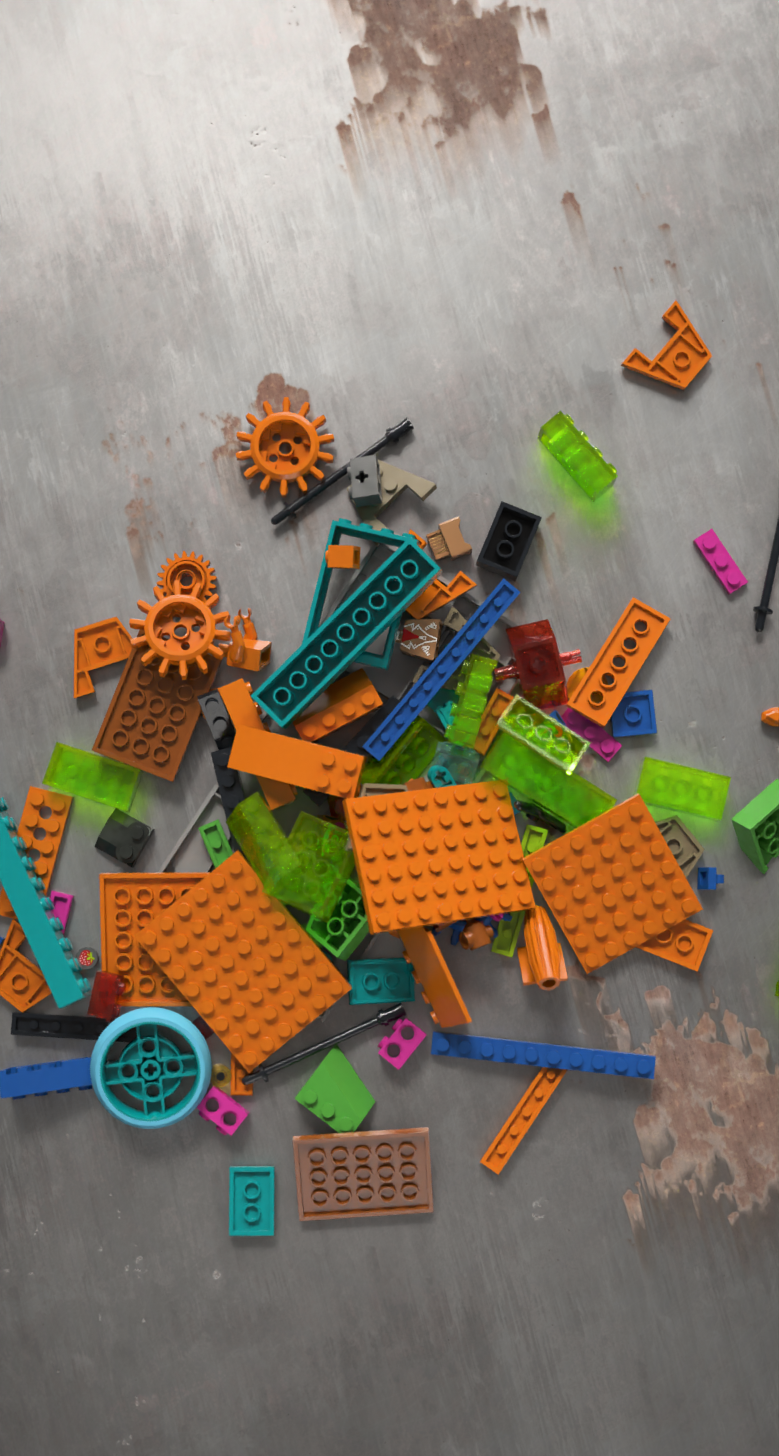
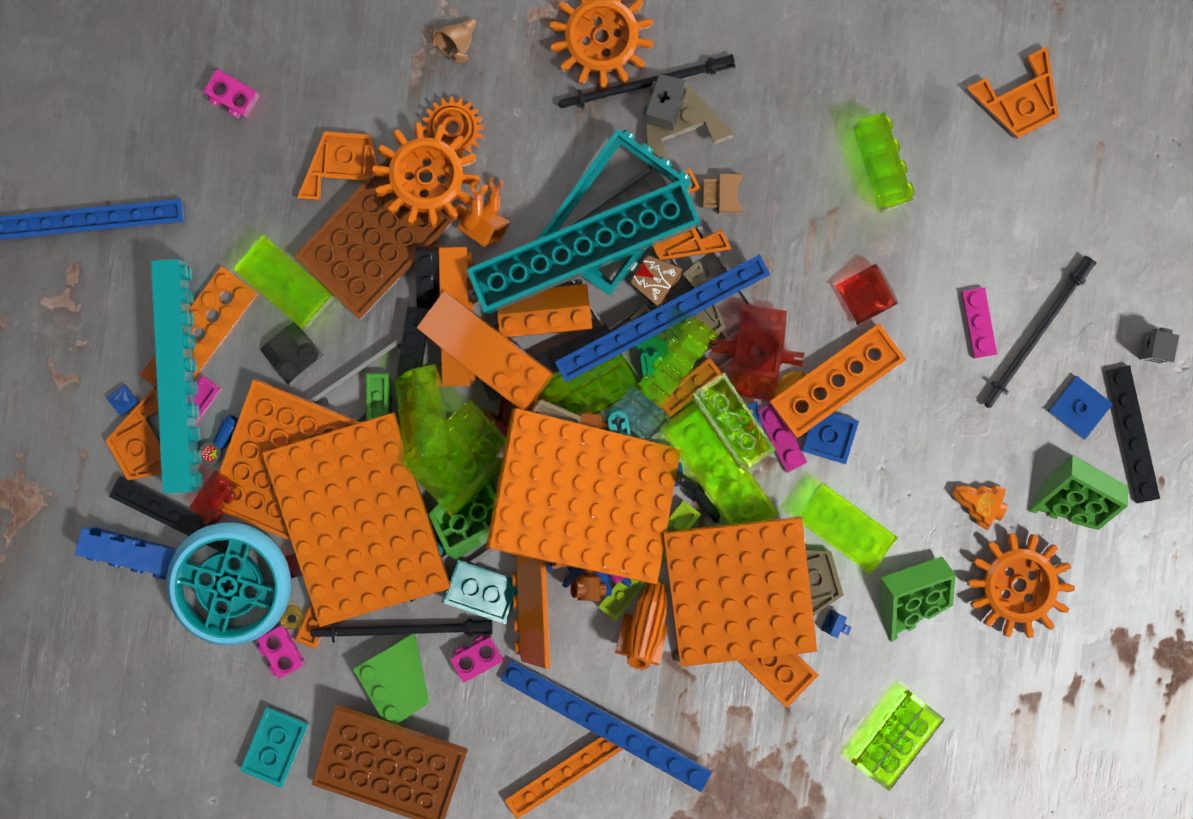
camera: 20 degrees right, 5 degrees up
(93, 932) = (225, 431): none -> blue cone
(157, 503) = (454, 40): none -> medium nougat hat
(343, 557) = (612, 169): orange brick -> none
(508, 541) = (781, 218): black brick -> none
(612, 575) = (867, 293): none -> clear red slope

